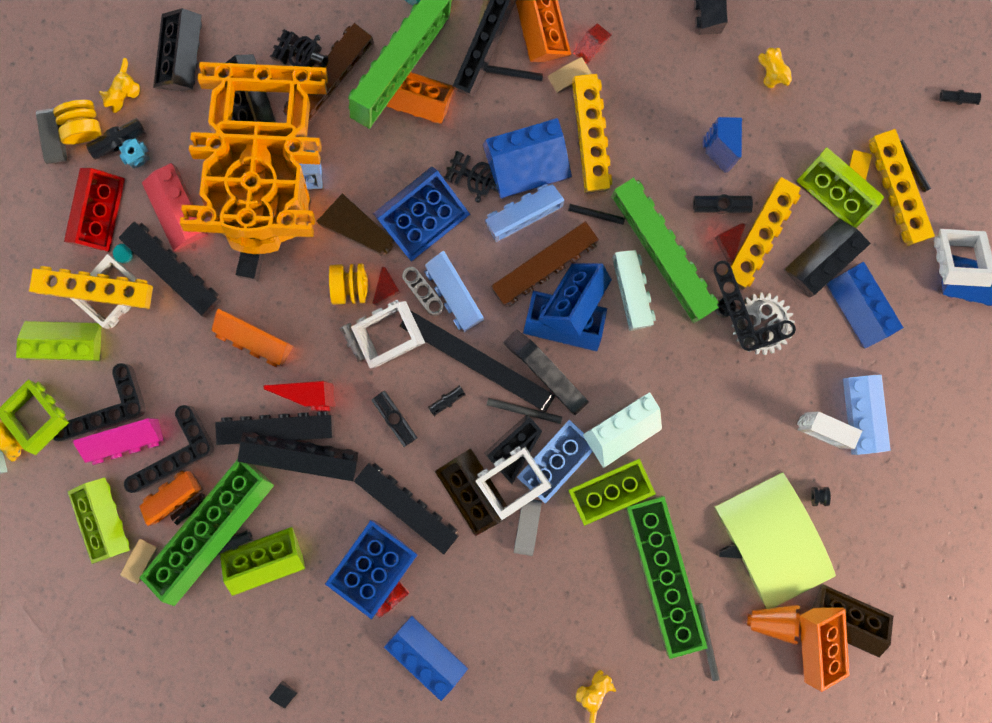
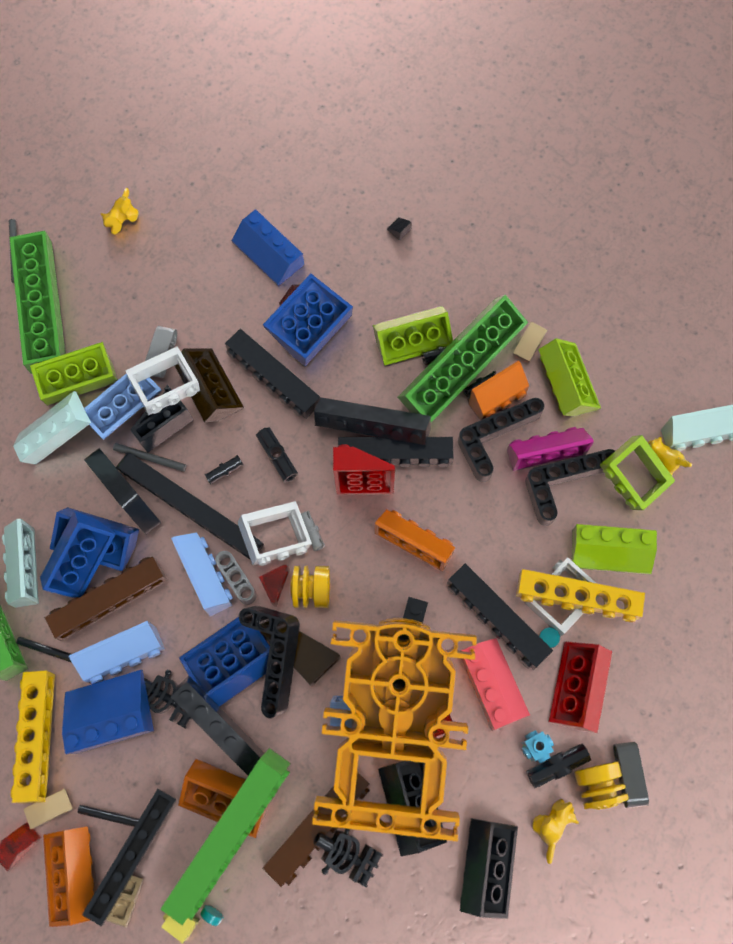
camera: 175 degrees left, 15 degrees down
(371, 195) = (258, 619): none -> black beam
(419, 147) = (217, 724): none -> black brick

